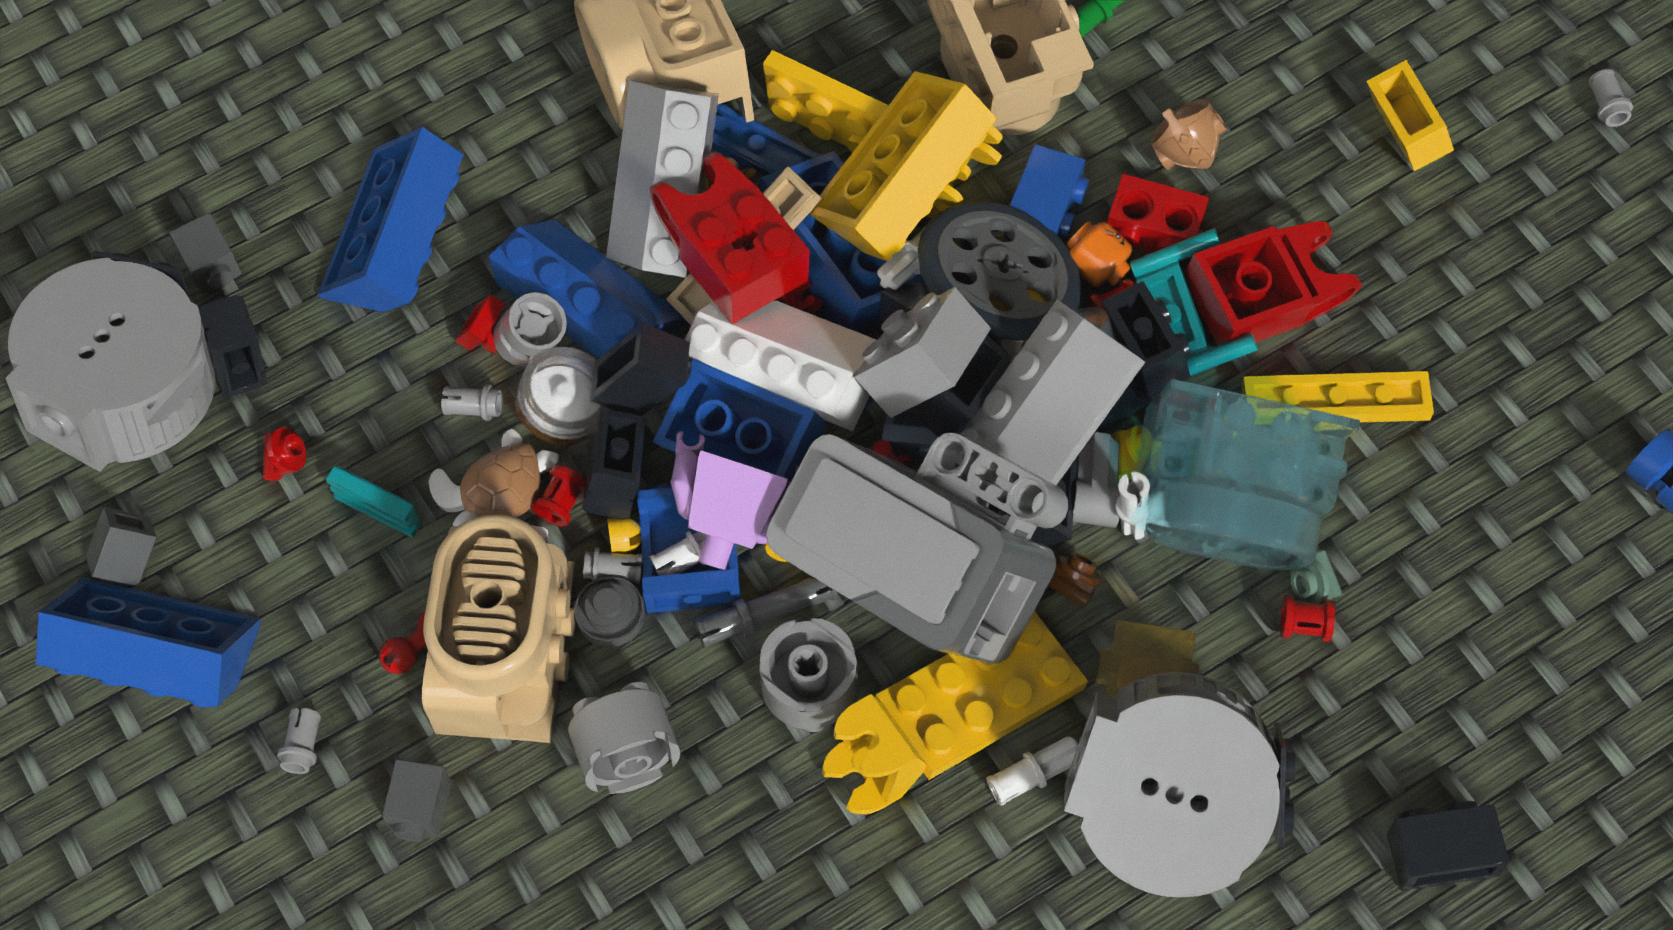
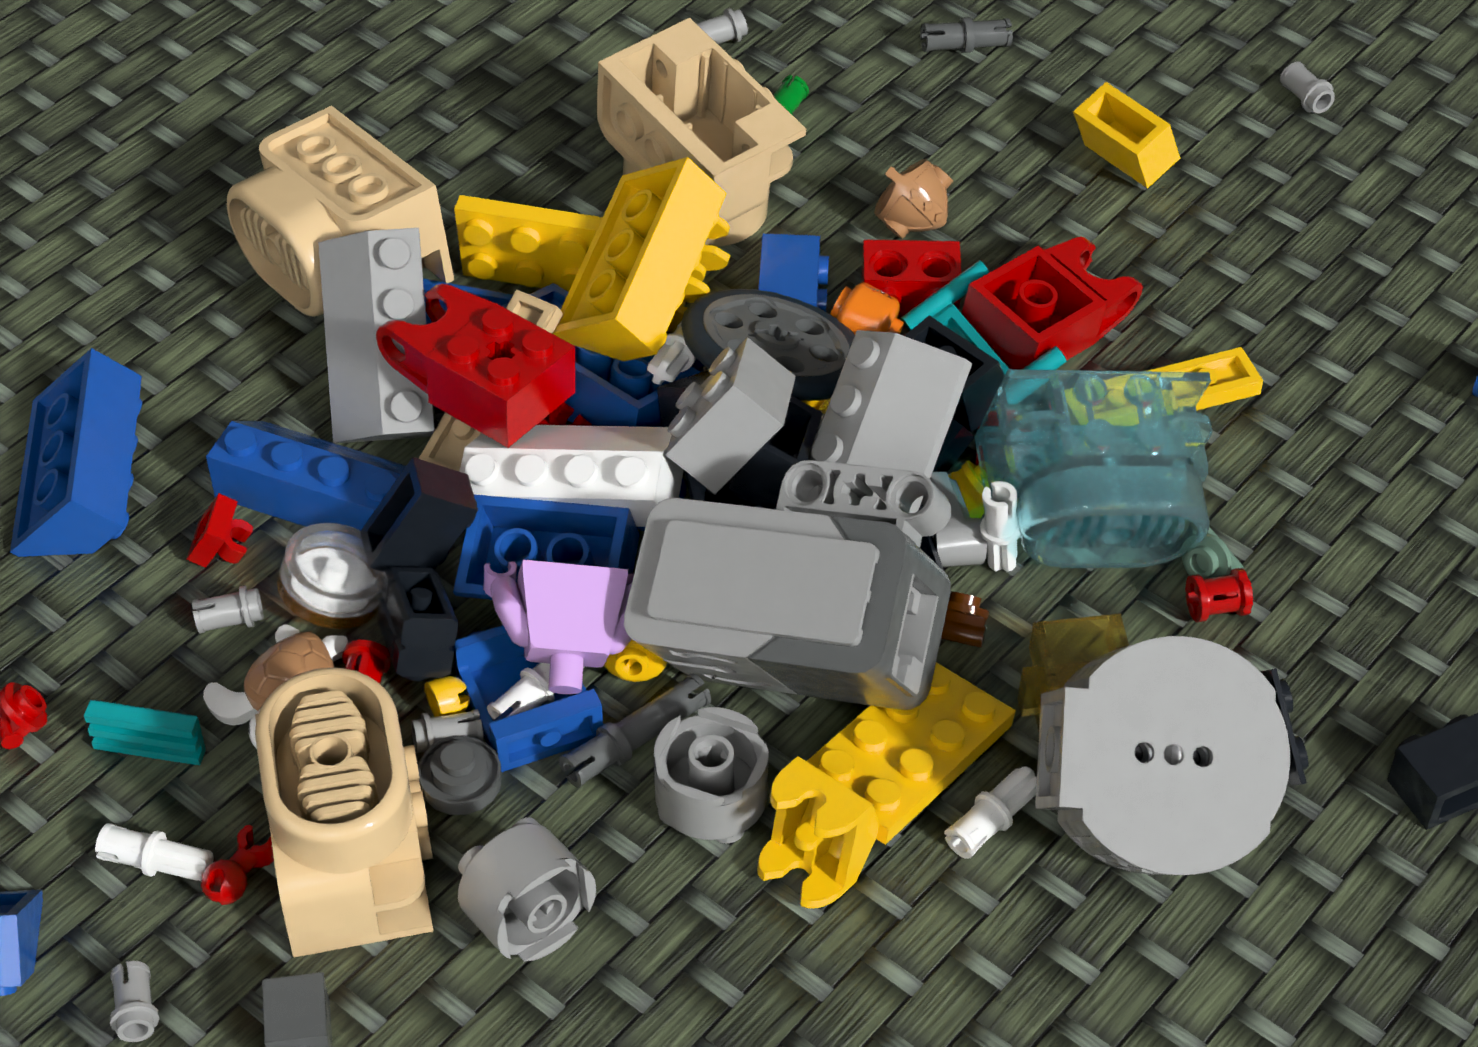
camera: 20 degrees left, 15 degrees down
(351, 612) = (151, 852): none -> white axle
(529, 327) = (272, 514): light grey wheel -> none

